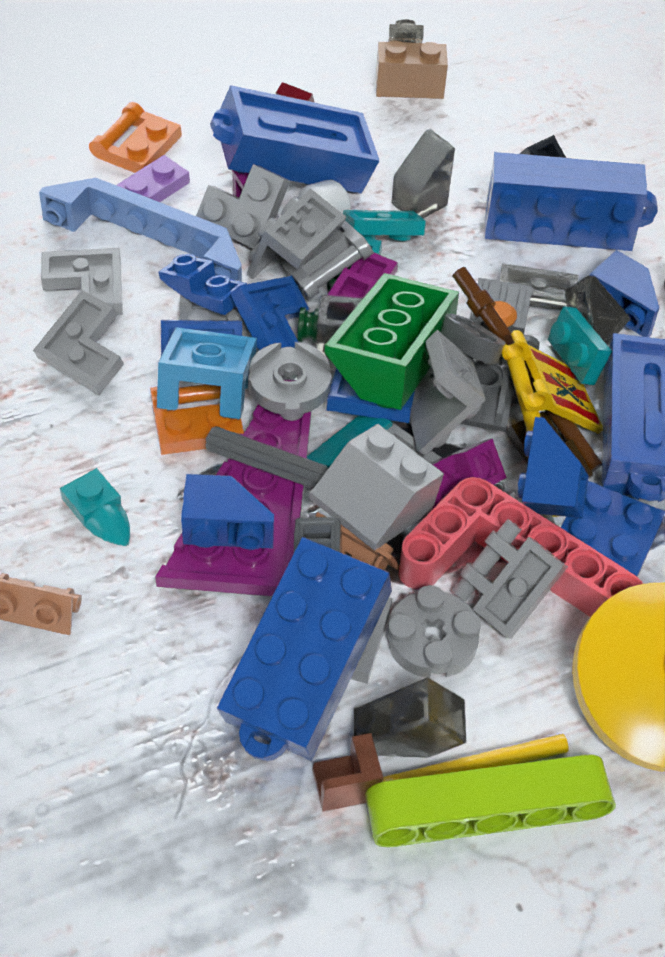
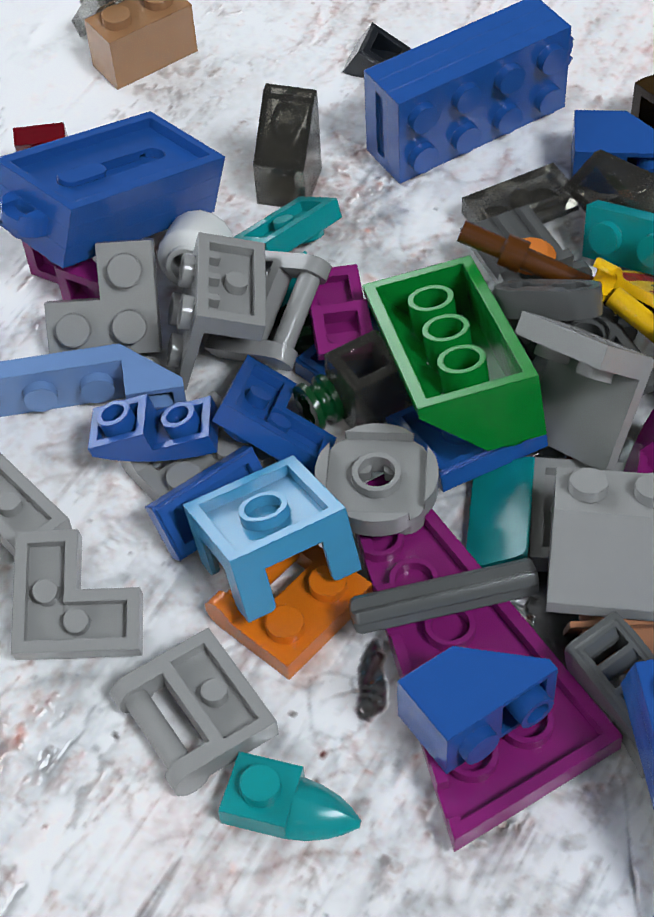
camera: 30 degrees left, 0 degrees up
(108, 436) = (211, 696): none -> light grey plate

